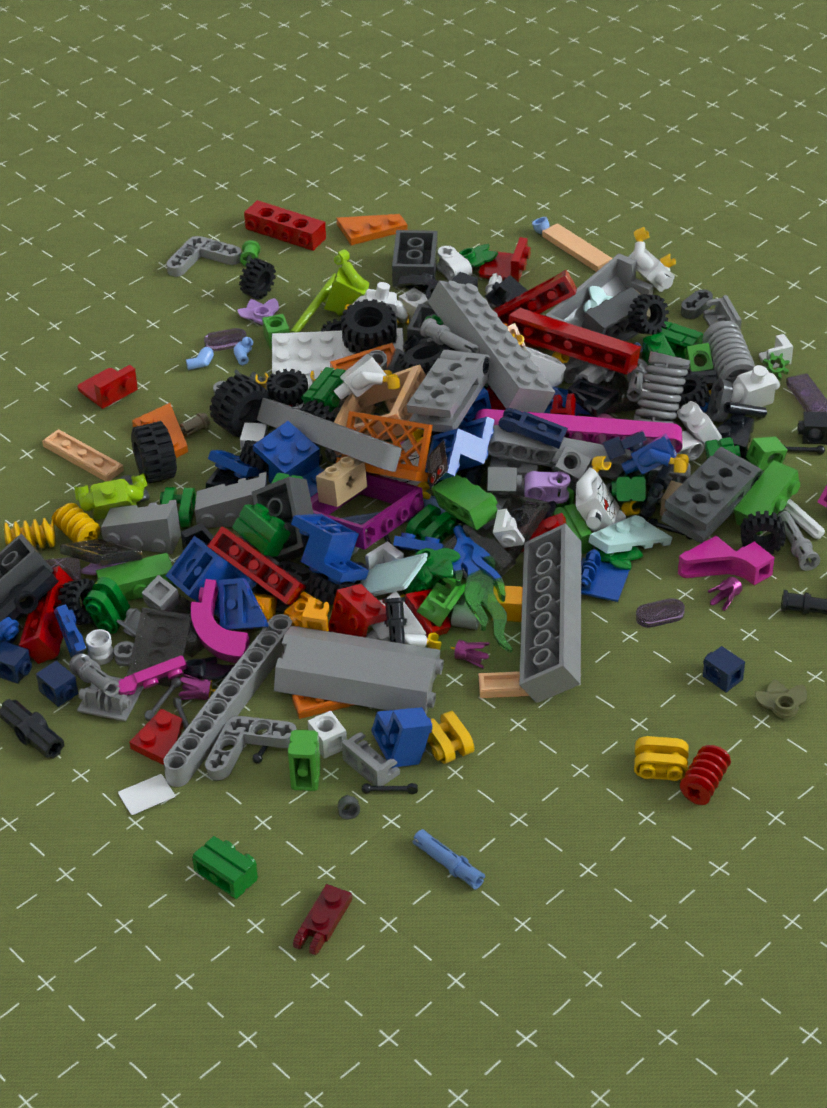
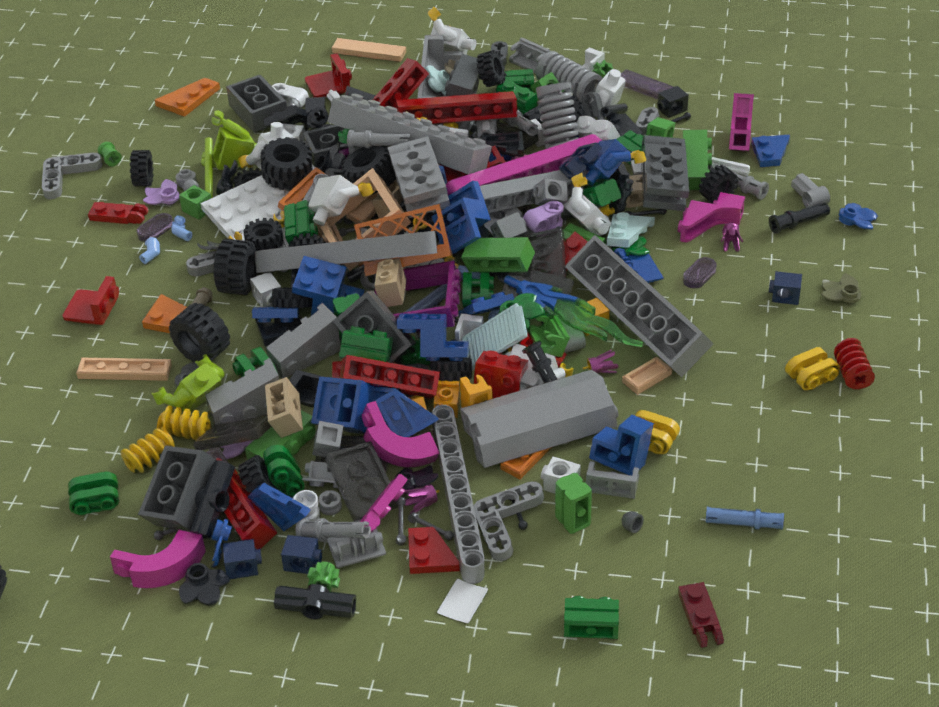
camera: 35 degrees left, 0 degrees up
(54, 711) = (325, 575): none -> bright green gear
(146, 549) = (283, 407): none -> tan brick
(207, 312) = (117, 213): none -> red hinge
(285, 225) = (117, 121): red brick -> none
(290, 307) = (186, 179): none -> light grey plate
(316, 319) = (226, 181): none -> black plate
(411, 788) = (662, 483): black hinge -> none
(437, 464) = (458, 235): black sticker -> none
(479, 255) = (303, 81): green plate -> none
(506, 530) = (552, 264): white bracket -> none
(533, 427) = (504, 177): dark blue hinge -> none
(540, 224) = (326, 43): light blue hinge -> none
(780, 430) = (645, 117): none -> light grey beam

